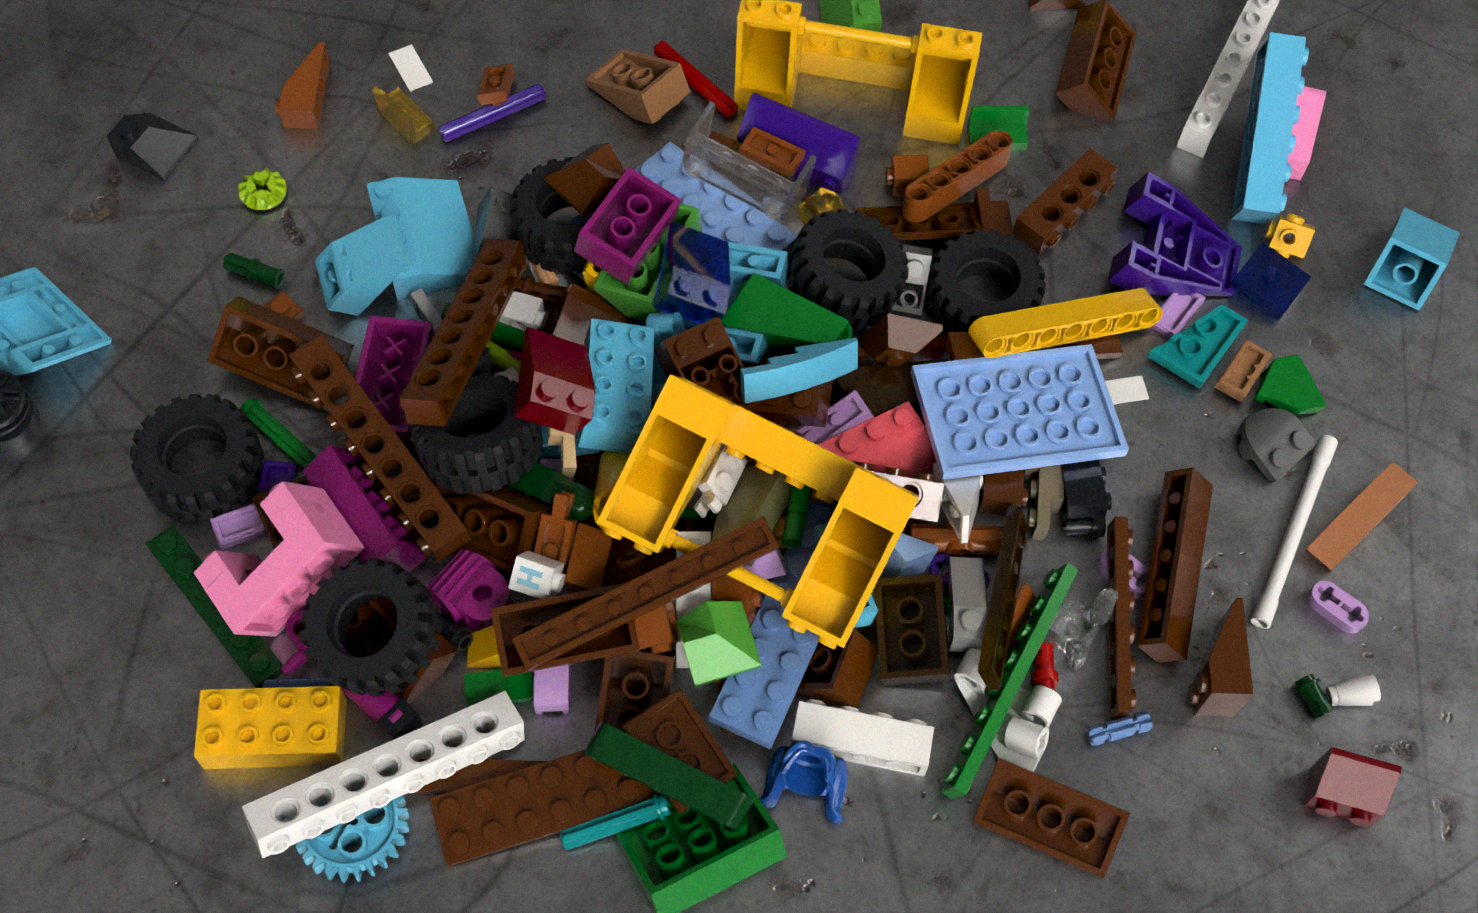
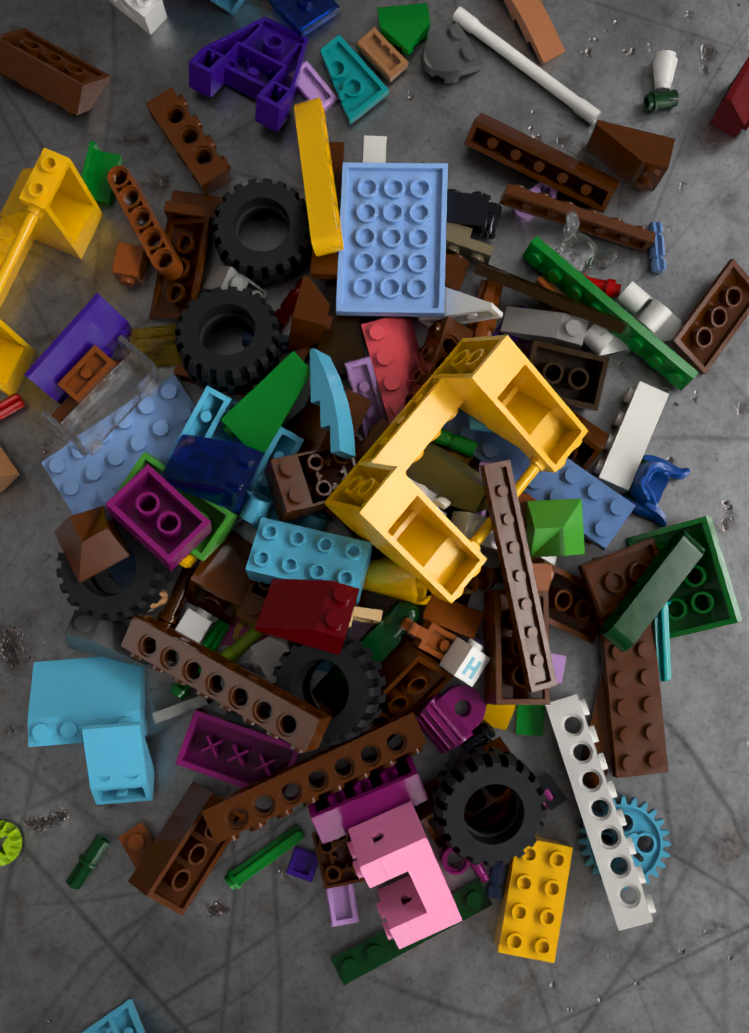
camera: 80 degrees left, 20 degrees up
(181, 425) = (271, 971): black tyre -> none
(1338, 607) = (597, 61): lavender beam -> none

